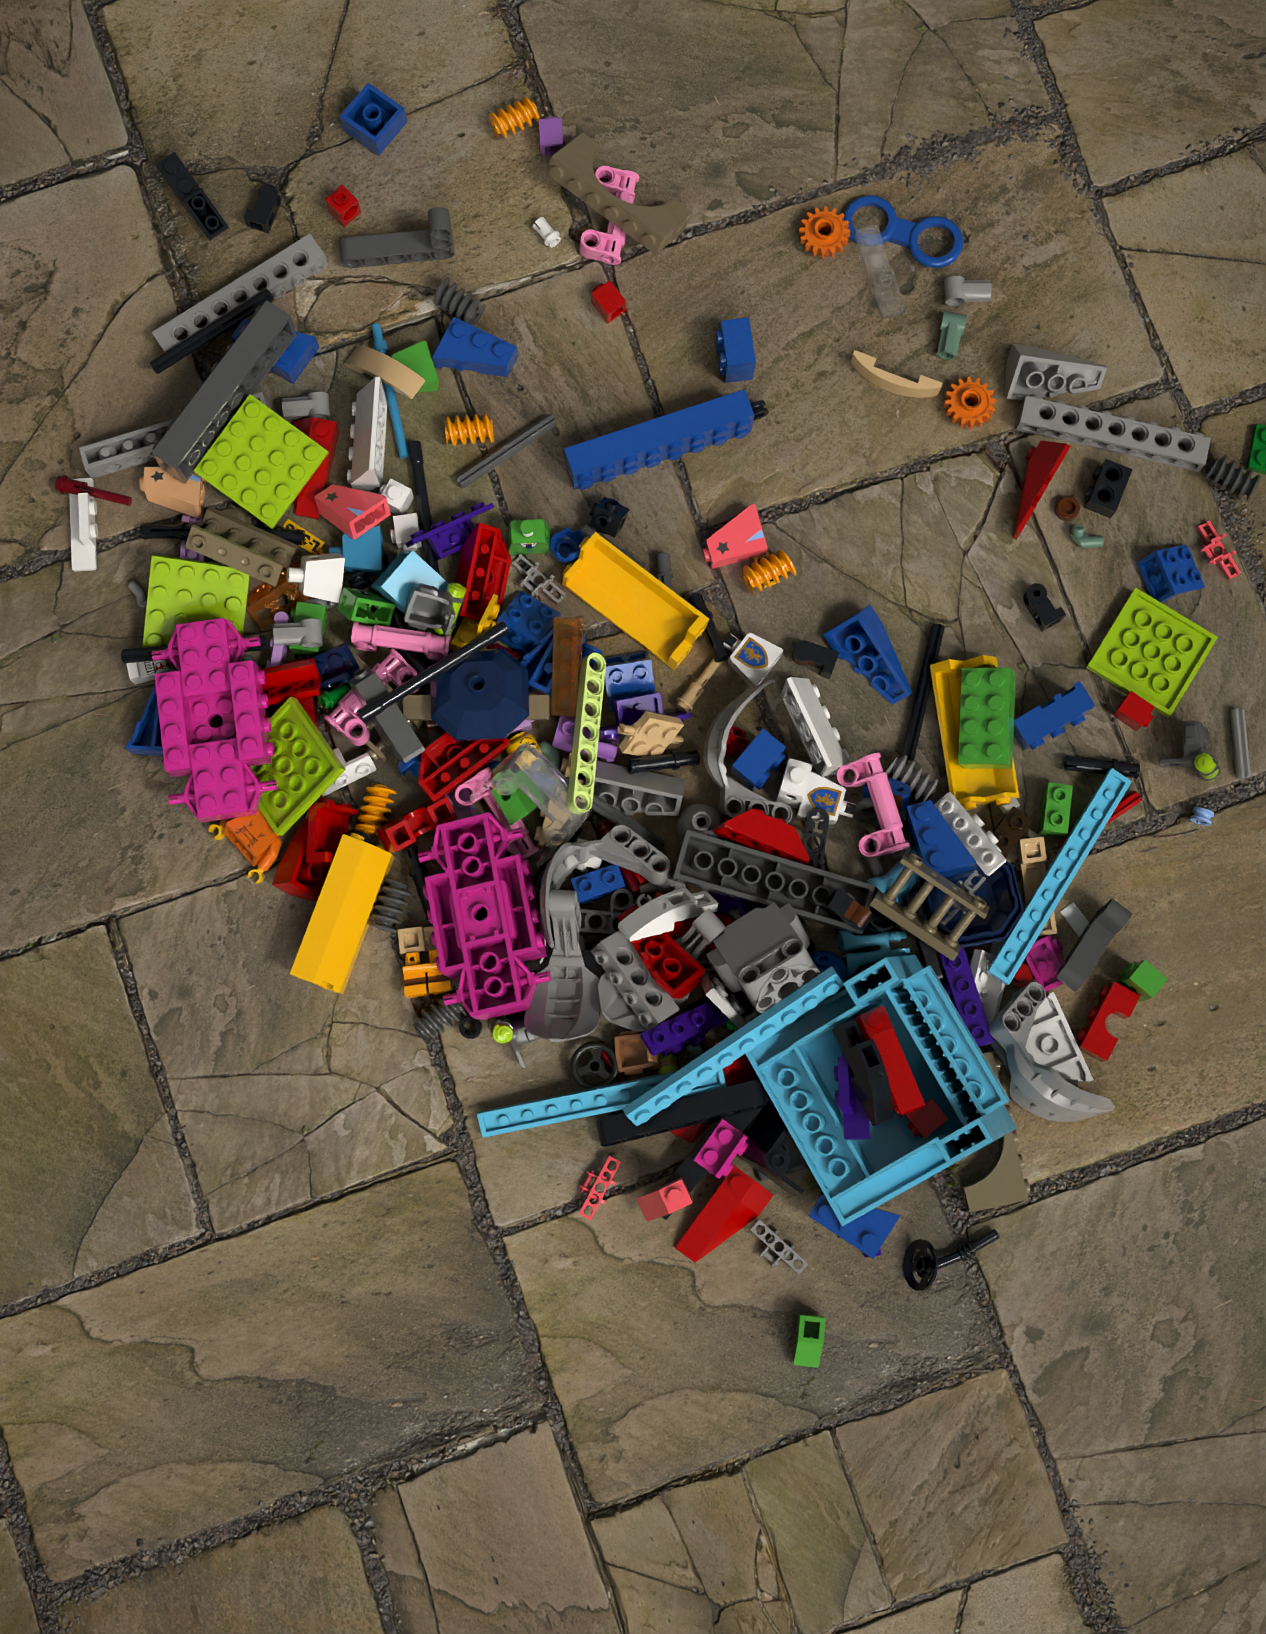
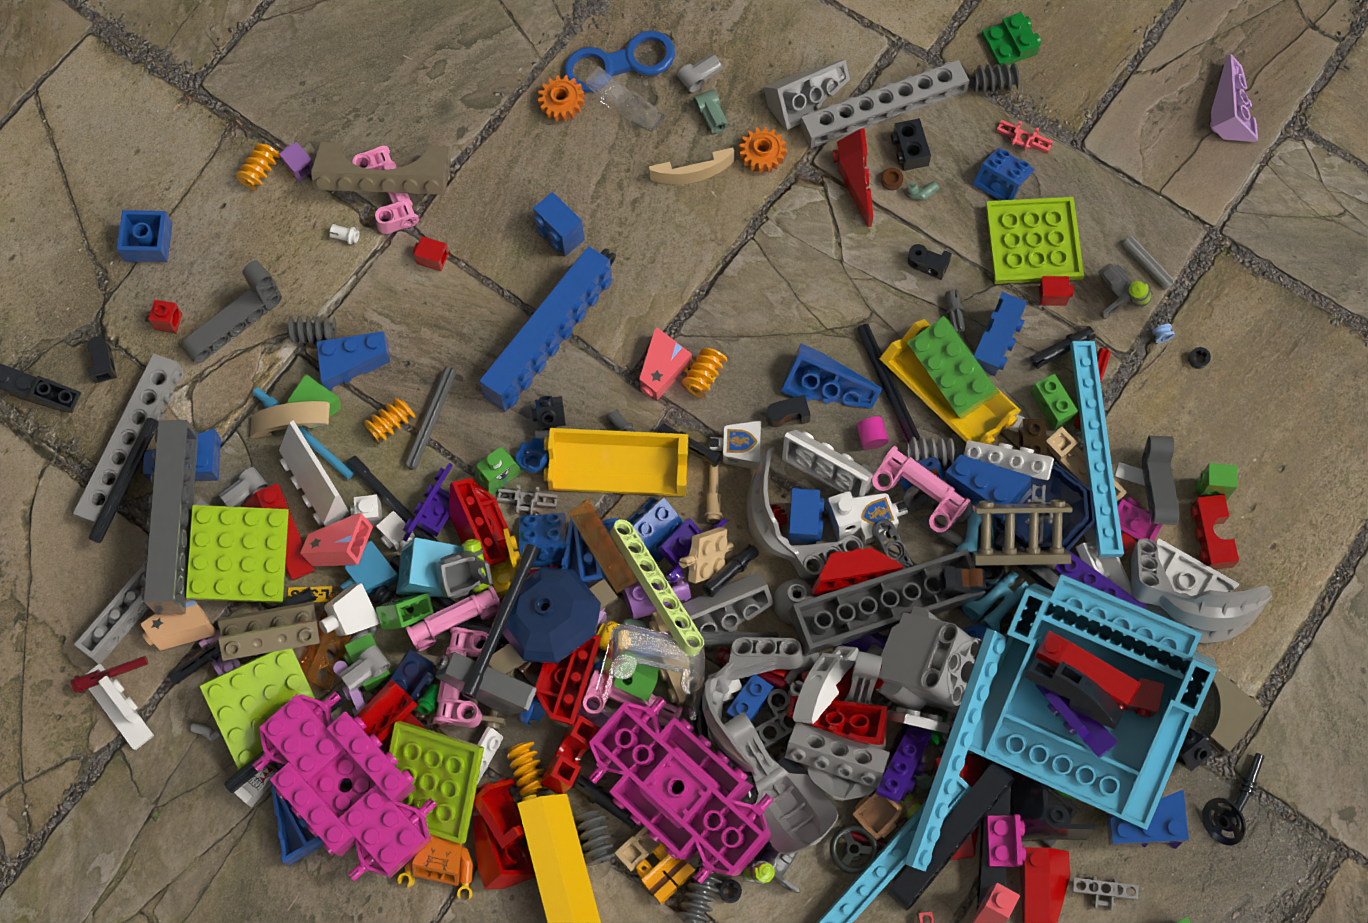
camera: 30 degrees left, 10 degrees down
(874, 727) = (872, 433): none -> dark pink piece
(941, 1188) = (1194, 750): none -> black brick
(1030, 668) = (955, 310): none -> dark grey axle
(1213, 854) = (1201, 351): none -> black bush

